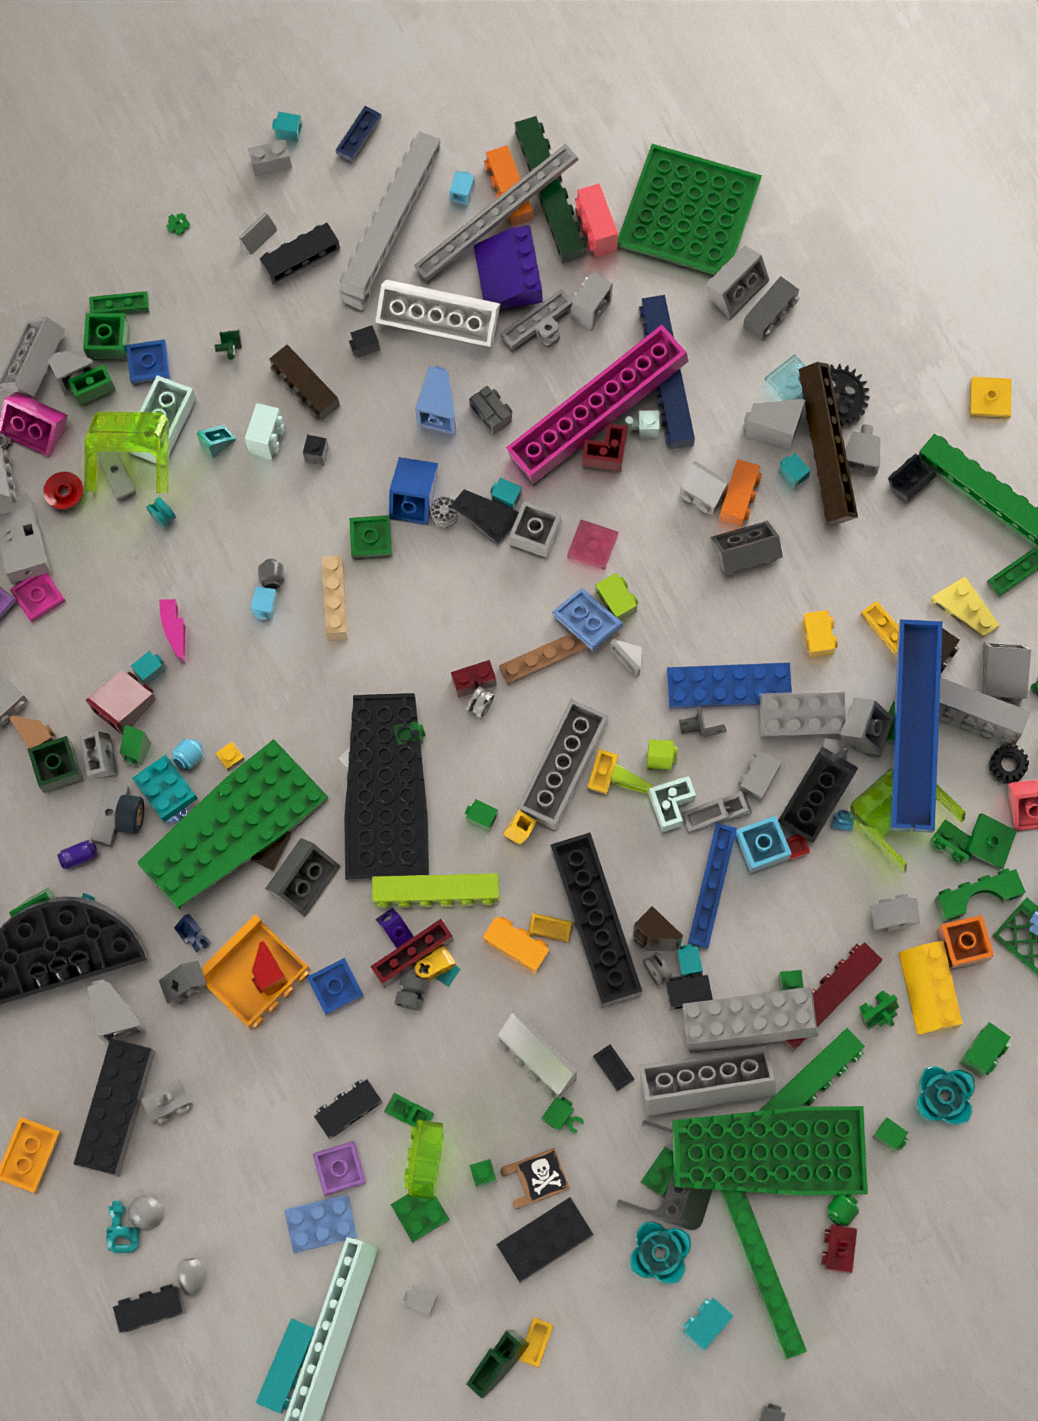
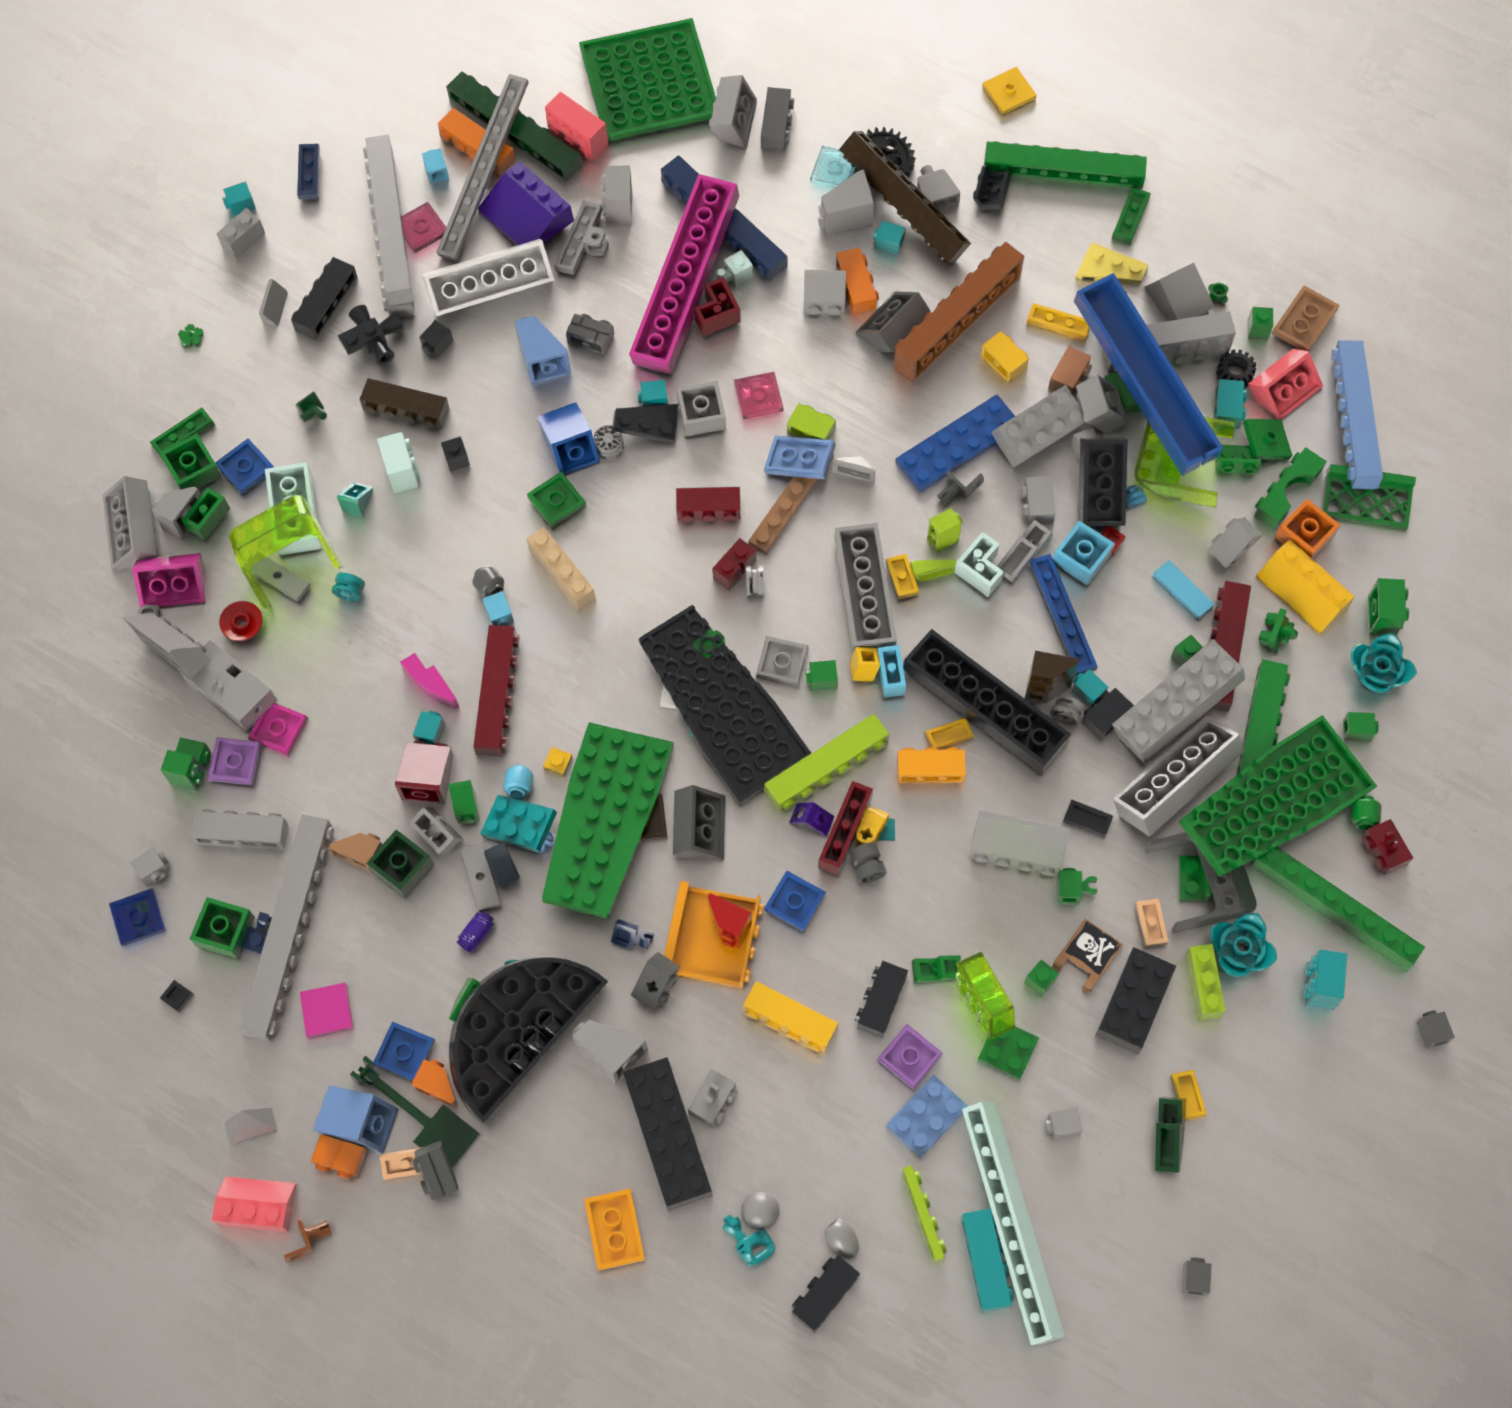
camera: 35 degrees left, 5 degrees down
(219, 667) = (495, 691): none -> dark red brick
(262, 1307) = (928, 1224): none -> lime plate
(268, 1077) = (790, 1016): none -> yellow brick
(314, 307) = (370, 334): none -> black brick
(417, 235) = (422, 227): none -> clear pink tile
(459, 783) = (782, 661): none -> light grey tile
(487, 614) = (708, 503): none -> dark red brick
(536, 846) = (891, 671): none -> medium azure brick
(603, 1186) = (1151, 923): none -> light nougat plate
(610, 1262) = (1205, 982): none -> lime brick
(804, 571) = (958, 311): none -> dark orange brick
(828, 926) = (1183, 590): none -> medium azure tile
(864, 680) = (1070, 370): none -> nougat brick
(980, 790) = (1229, 401): none -> teal brick

